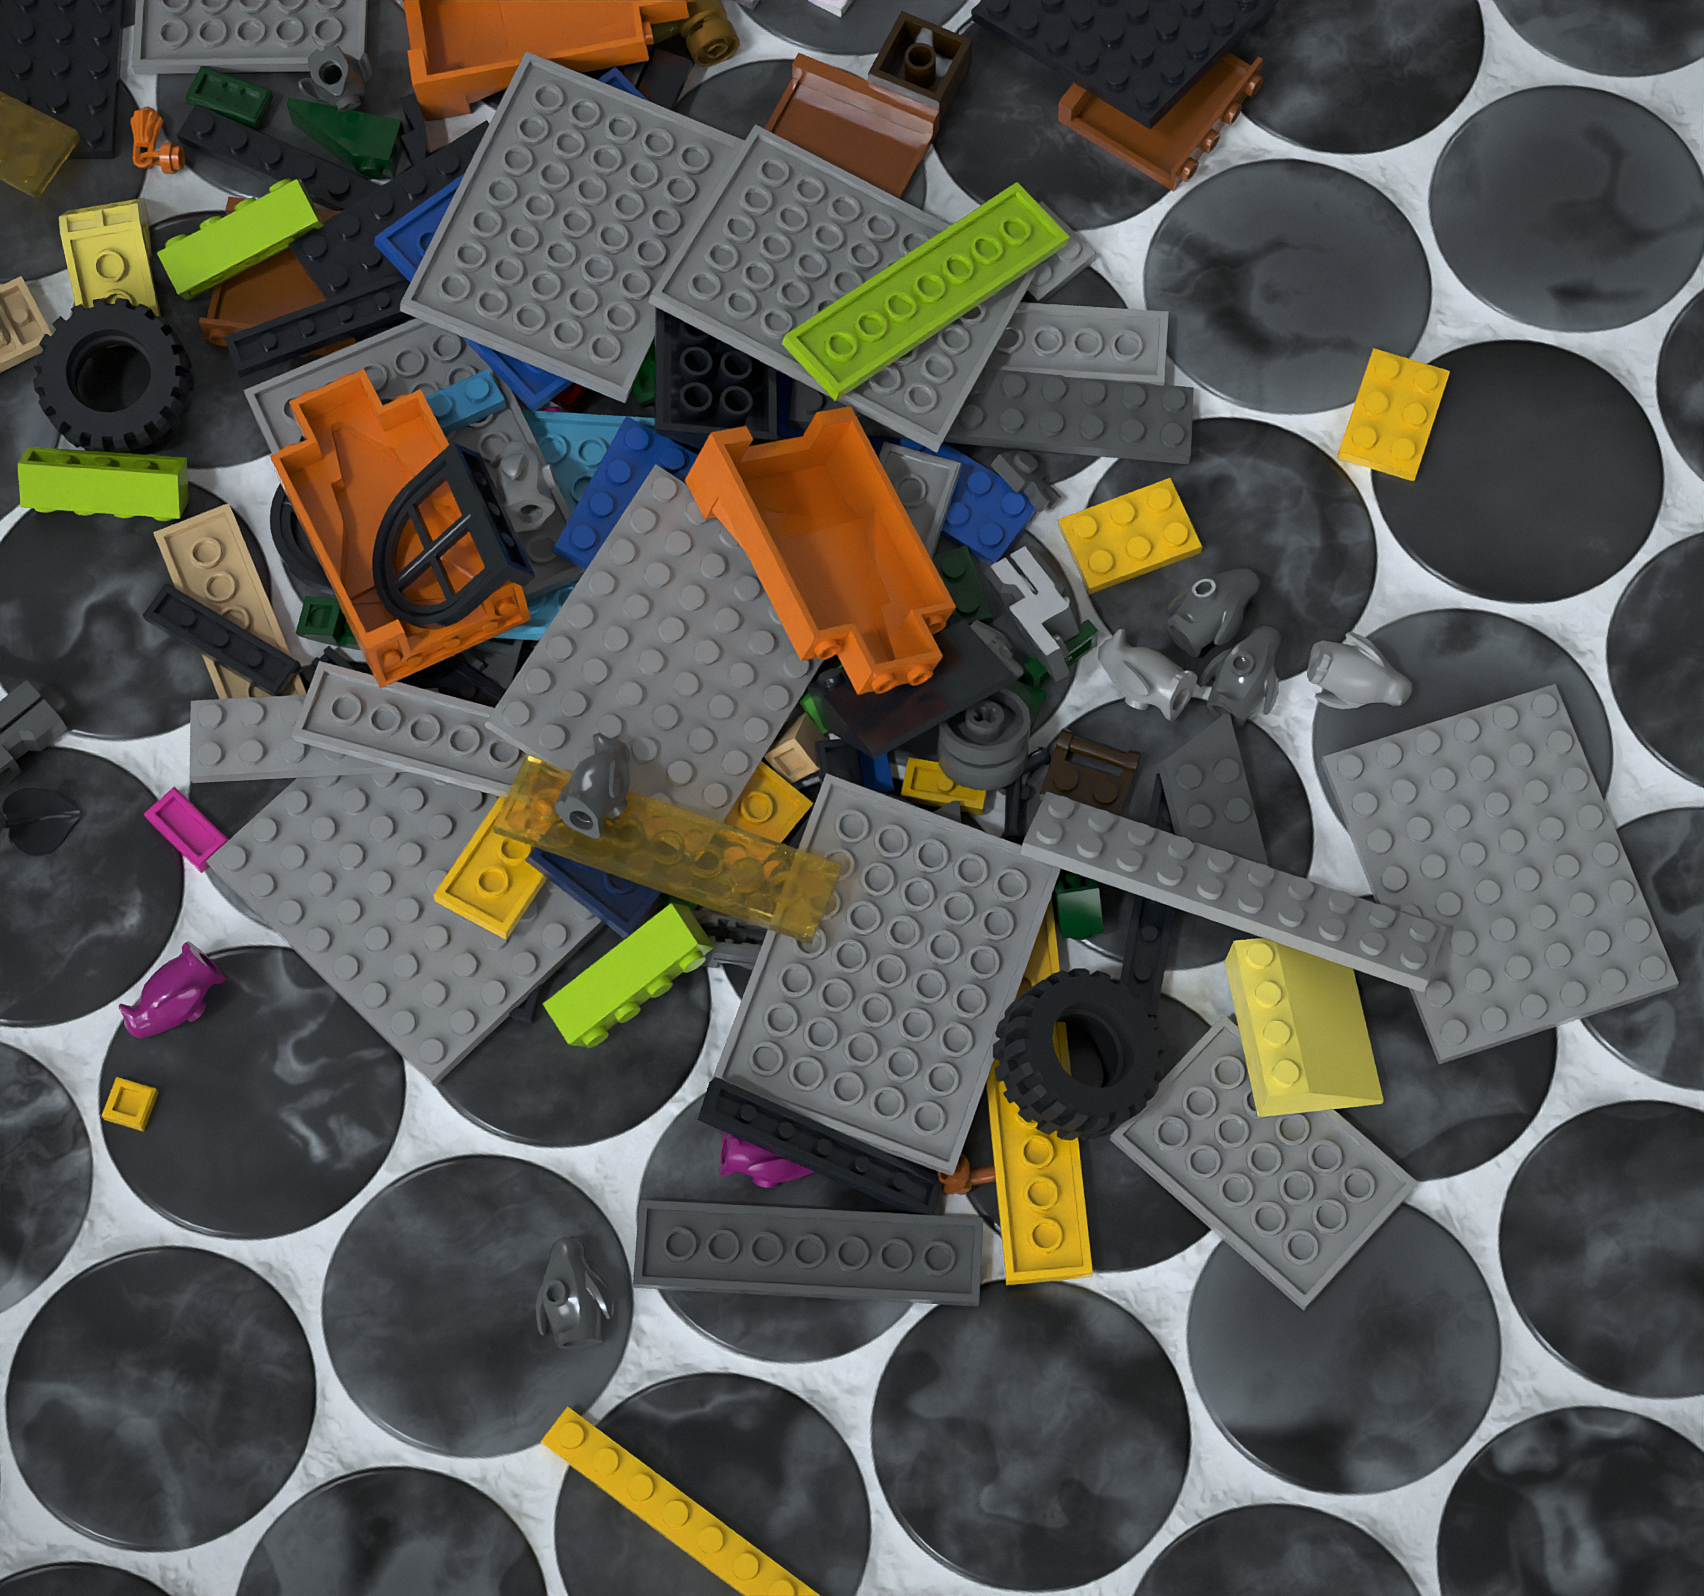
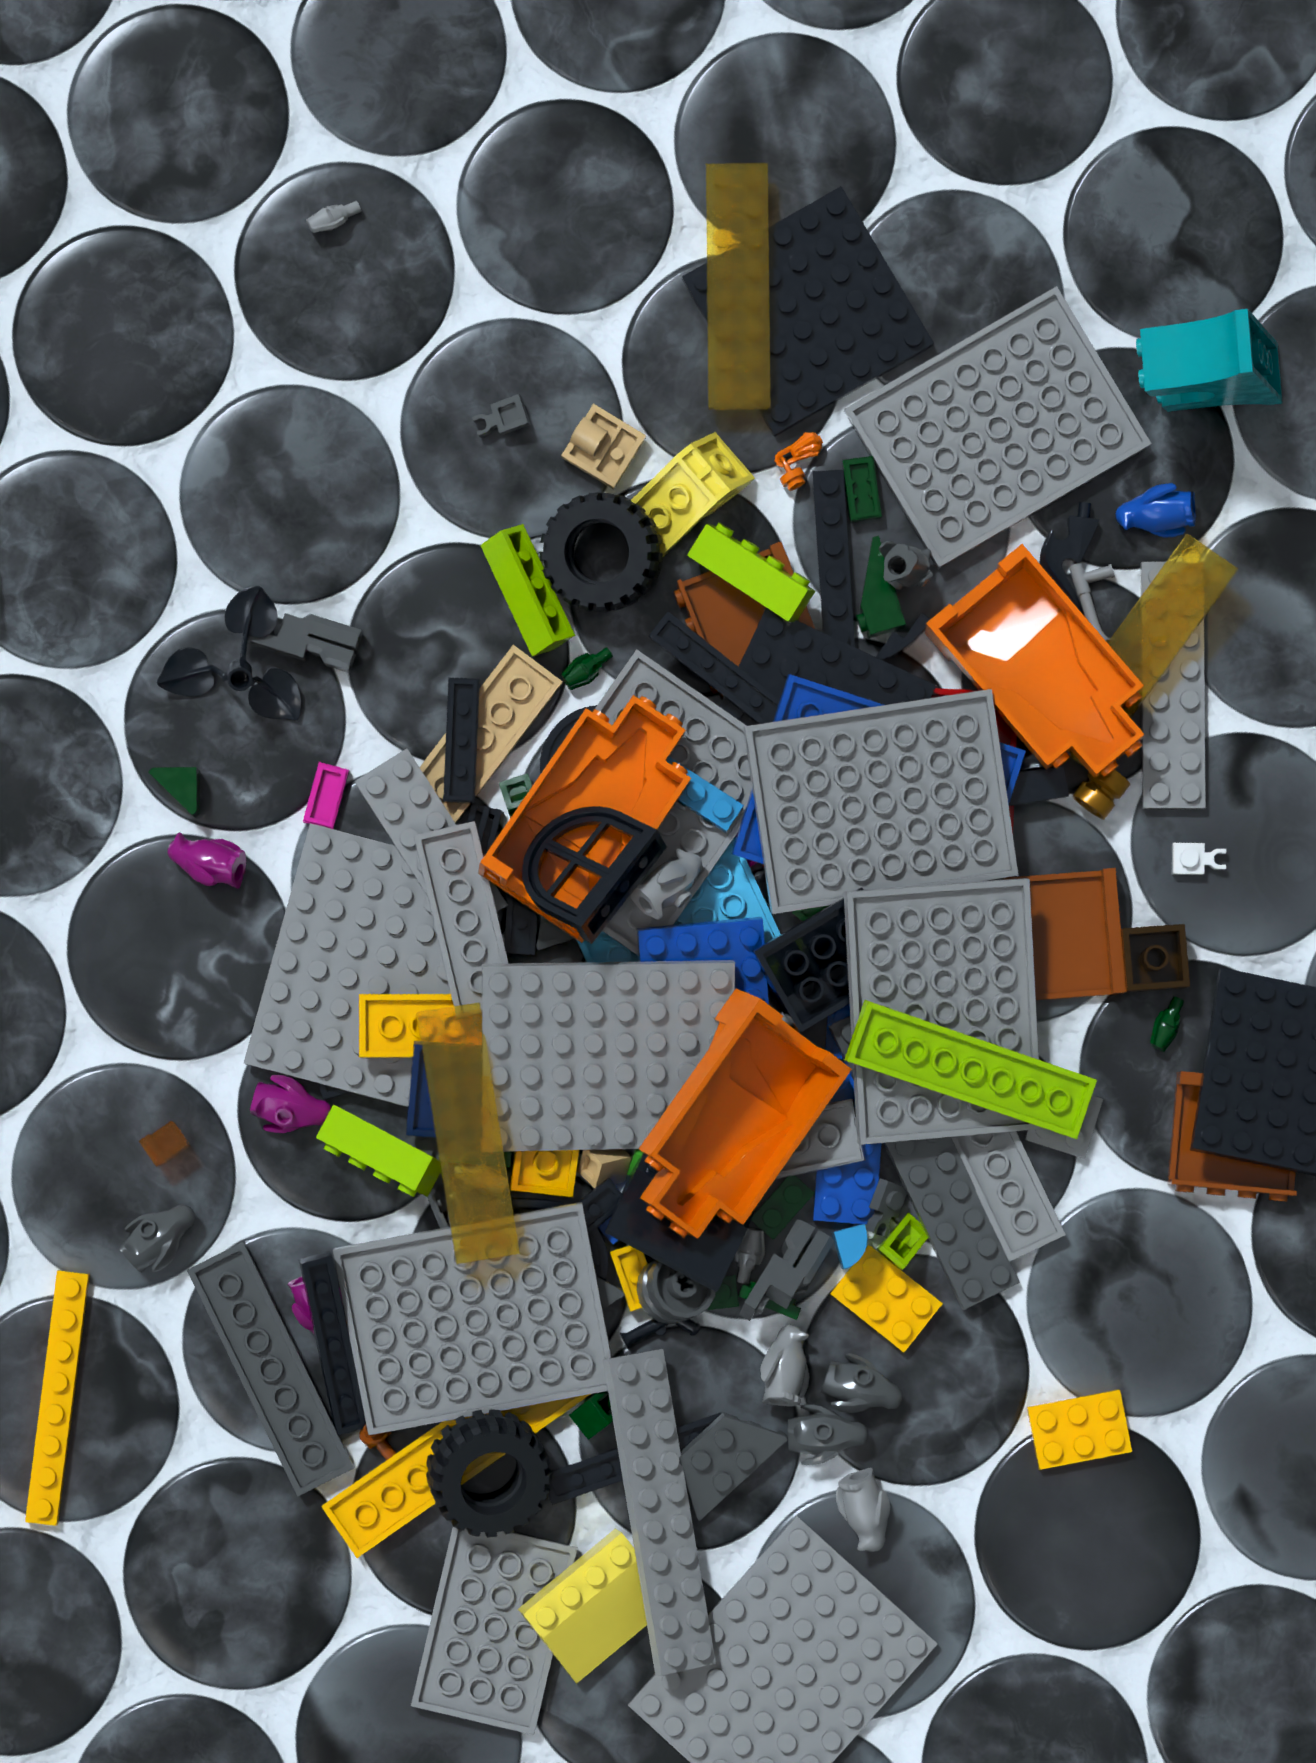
camera: 55 degrees right, 15 degrees up
(67, 980) = (182, 784): none -> dark green slope
(130, 1104) = (125, 875): yellow tile -> none
(231, 475) = (585, 668): none -> dark green piece
(469, 1231) = (164, 1144): none -> clear orange panel
(512, 1060) = (287, 1105): none -> magenta animal
(596, 788) = (475, 1067): dark grey animal -> none
(1000, 98) = (1166, 1025): none -> dark green piece
(1048, 528) = (850, 1244): none -> dark azure brick
(1078, 483) = (903, 1241): none -> lime slope
(1086, 784) = (687, 1370): dark brown plate -> none

